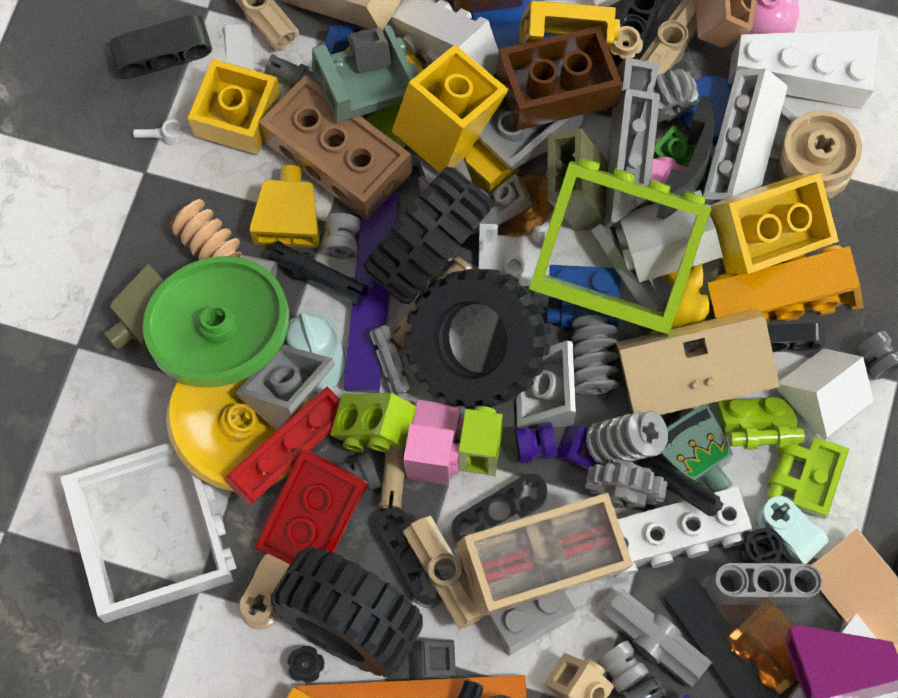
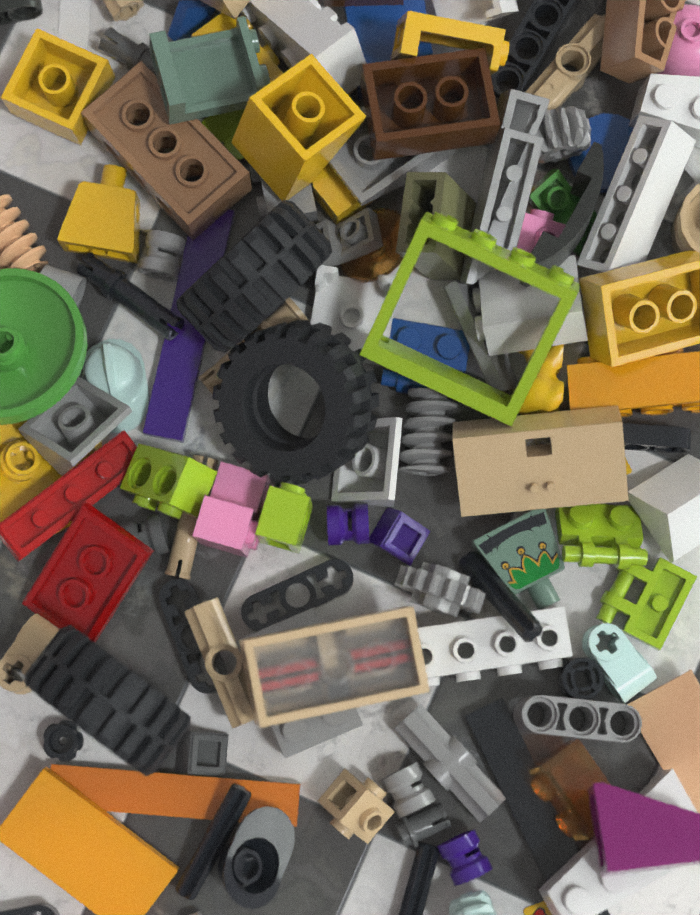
camera: 10 degrees right, 10 degrees up
(369, 49) = (217, 40): dark grey slope -> none
(390, 360) = (198, 408): light grey axle -> none
(627, 437) = (448, 537): light grey piece -> none
(631, 36) = (527, 68): tan plate -> none

